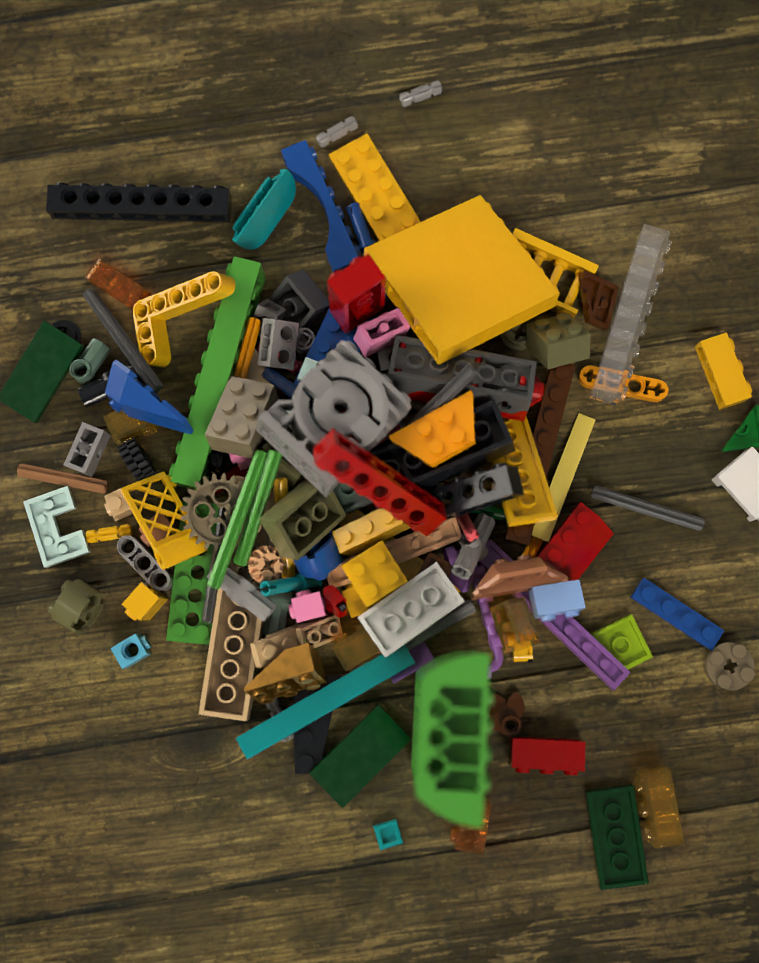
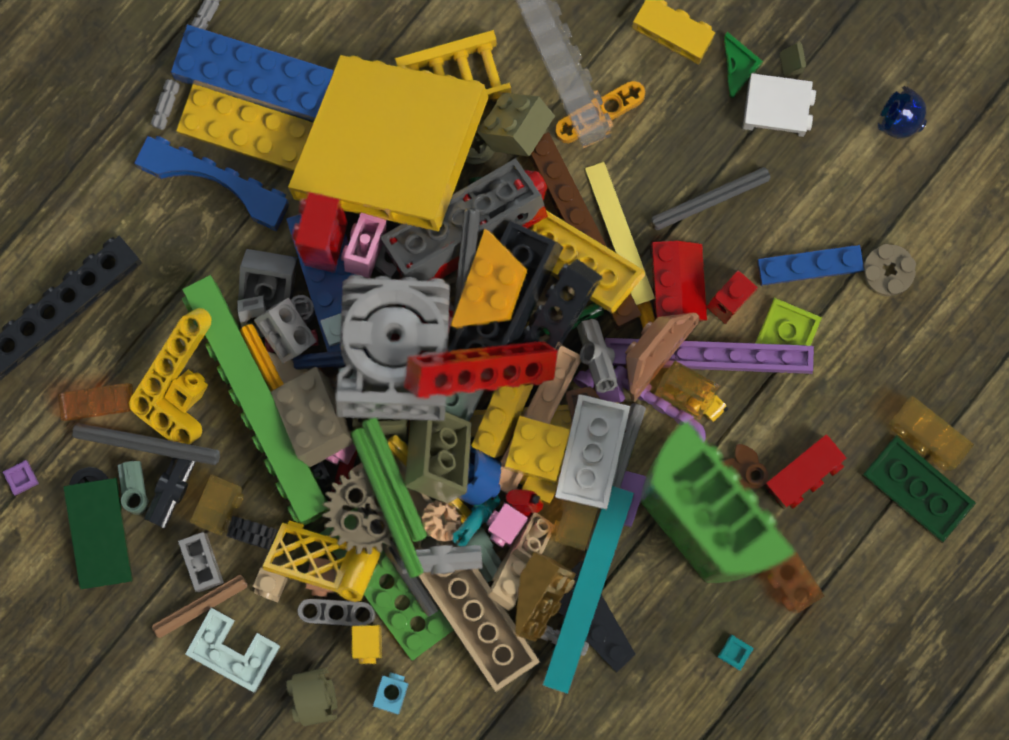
camera: 45 degrees left, 0 degrees up
(26, 292) = (20, 477): none -> medium lavender tile
(108, 533) = (281, 617): yellow axle -> none
(141, 402) = (207, 483): blue wedge -> none
(181, 328) = (190, 385): none -> yellow brick
(264, 211) = (165, 227): teal brick -> none
(359, 226) = (264, 172): blue pin -> none
(359, 756) = (656, 609): dark green tile -> none
(409, 156) = (251, 73): none -> blue brick
(467, 527) = (579, 344): coral axle -> none
(557, 600) = (703, 339): light blue brick -> none
(597, 299) = (517, 59): reddish brown wing -> none
(604, 587) = (732, 297): none -> red torso

